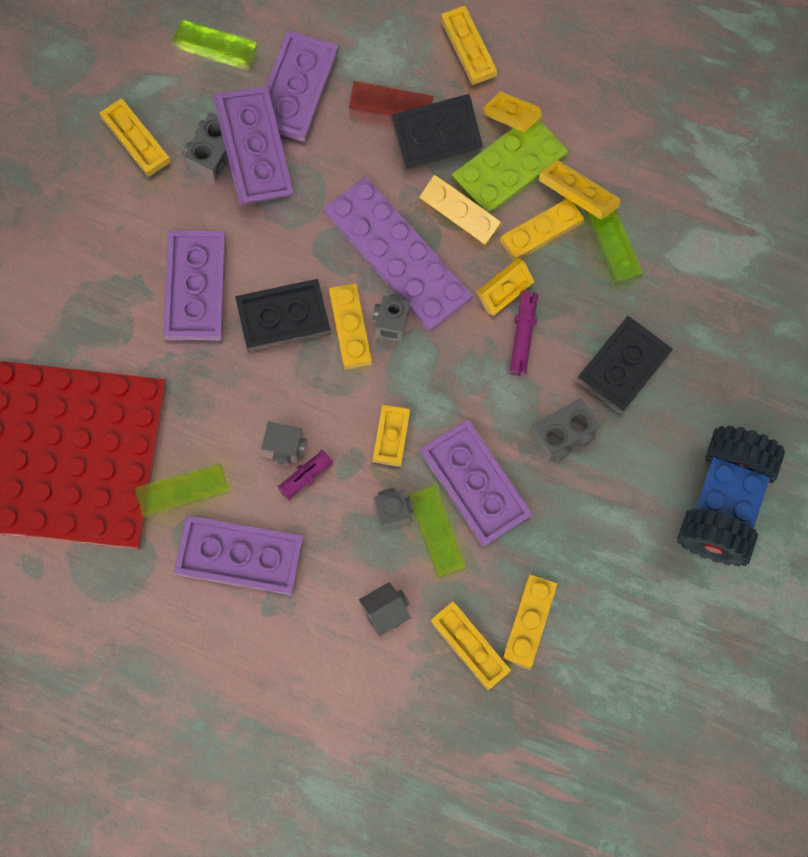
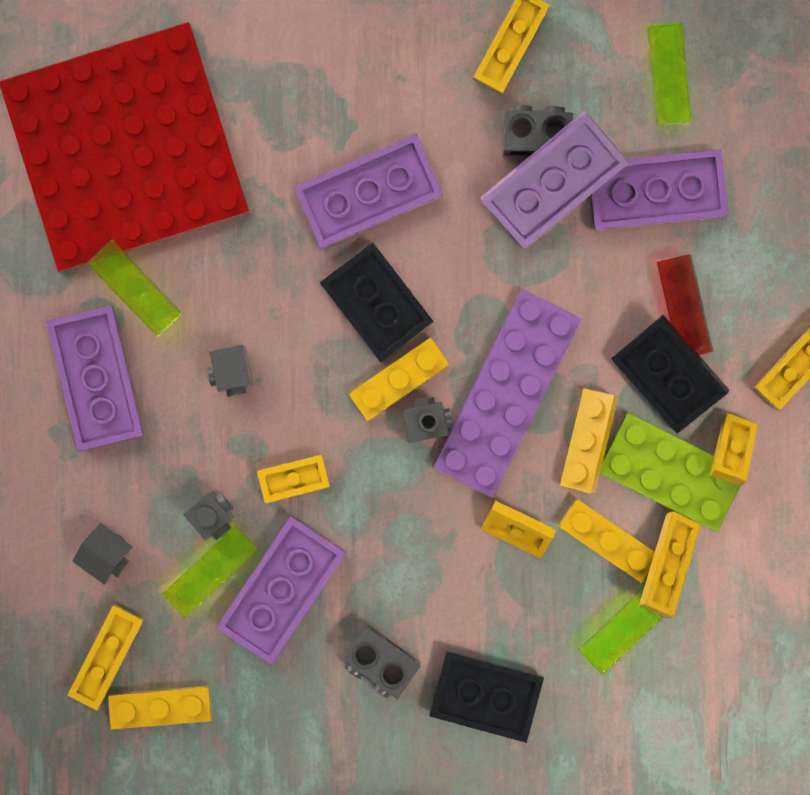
camera: 75 degrees right, 15 degrees up
(305, 474) = (189, 396): magenta pin -> none
(525, 322) = (473, 571): magenta pin -> none

